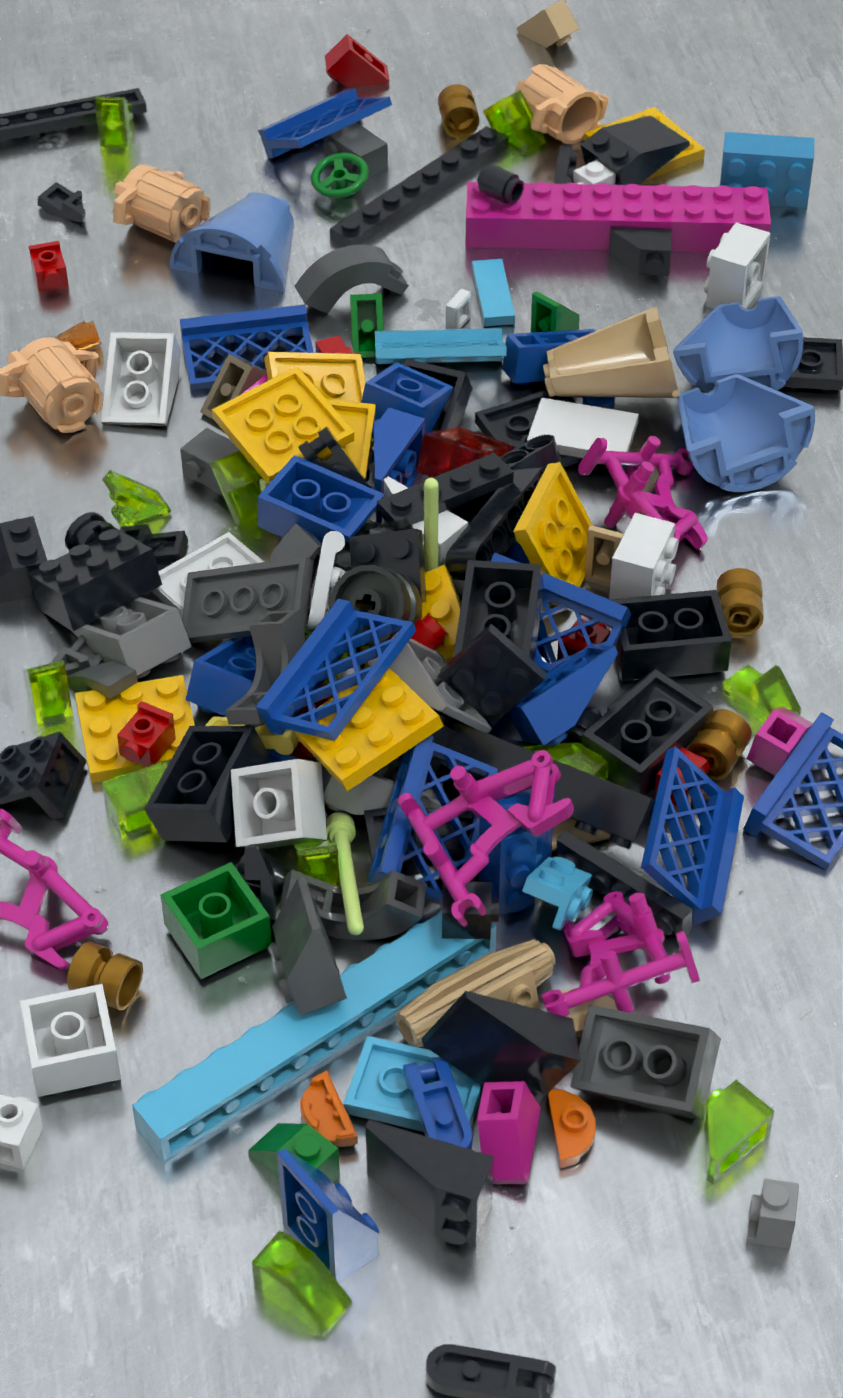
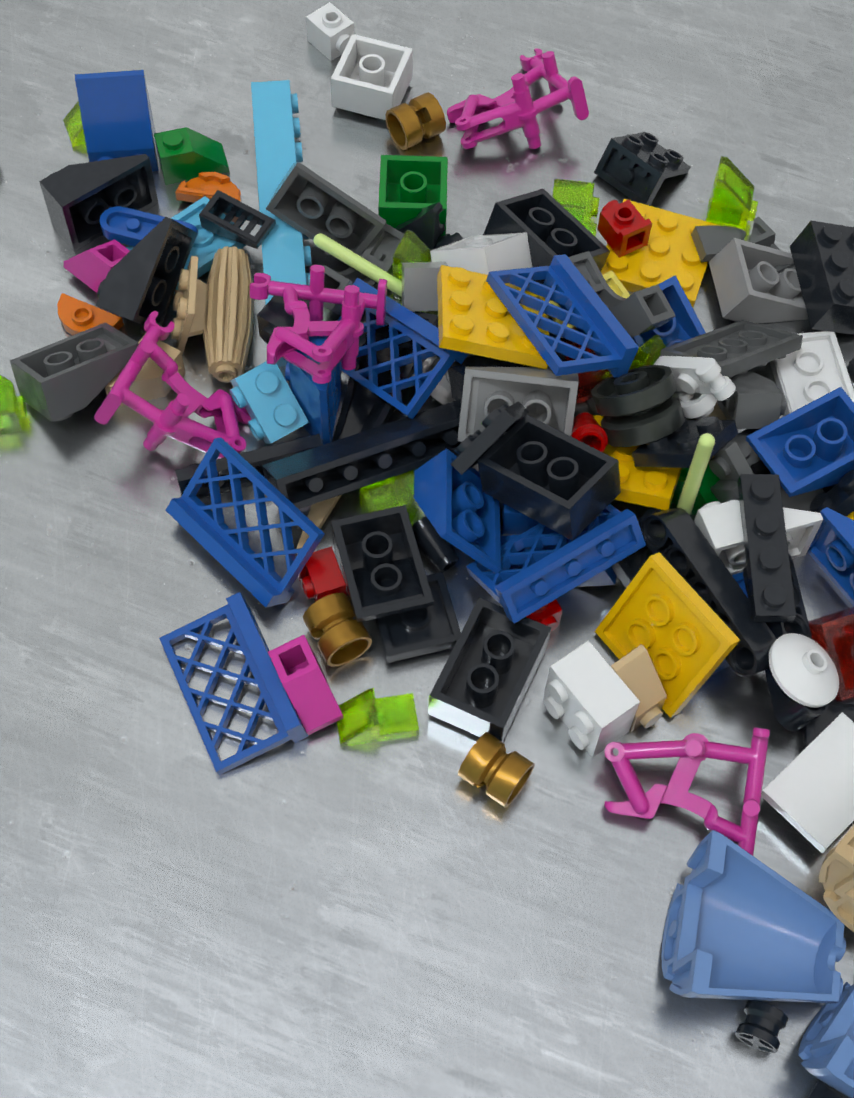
camera: 120 degrees right, 15 degrees up
(343, 827) = (420, 285): none -> light grey piece
(369, 1060) = (223, 203): none -> black slope
(525, 449) = (803, 670): none -> white dish

